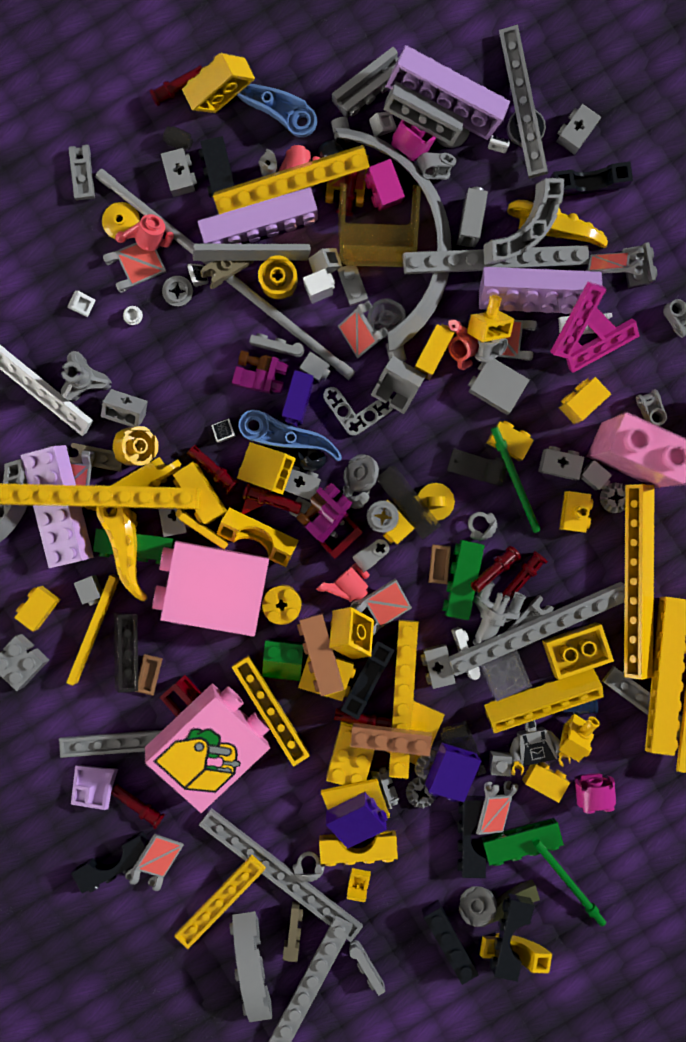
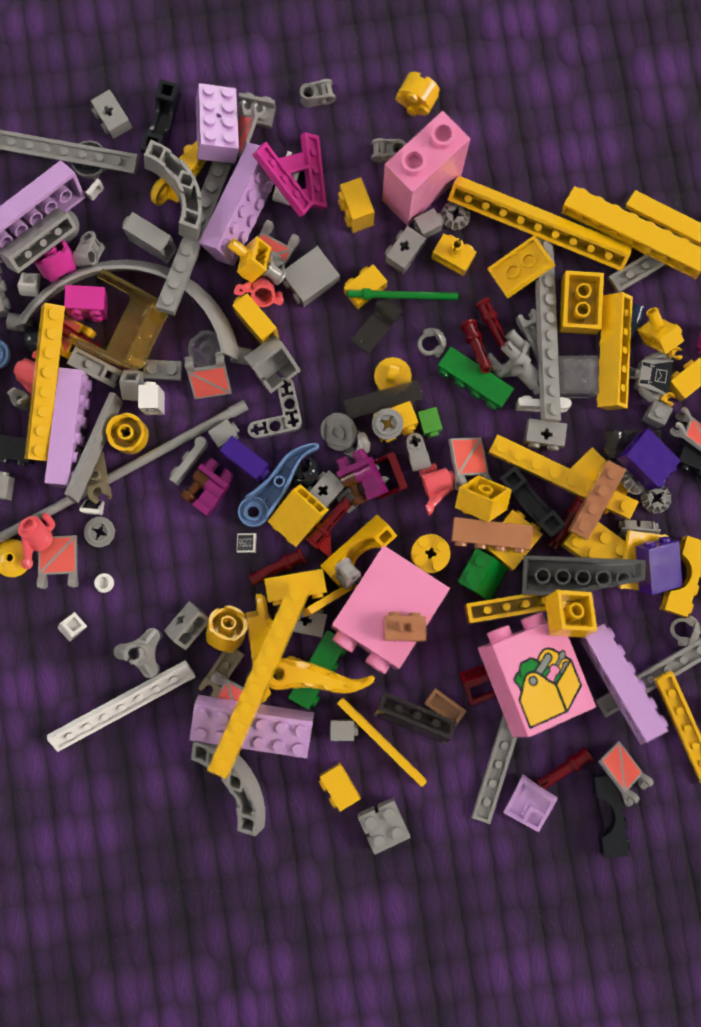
camera: 65 degrees left, 5 degrees down
(198, 609) = (404, 628): none -> nougat brick
(229, 536) = (347, 573): none -> light grey piece
(231, 831) = (623, 685): none -> lavender brick
(274, 757) = (570, 613): none -> yellow brick
(313, 747) = (549, 573): none -> dark grey wedge
(327, 219) = (94, 367): none -> light grey plate
(405, 554) = (429, 422): none -> bright green brick
(439, 564) = (451, 395): medium nougat tile -> none
(589, 580) = (521, 266): none -> yellow tile
(608, 234) = (217, 123): none -> lavender piece

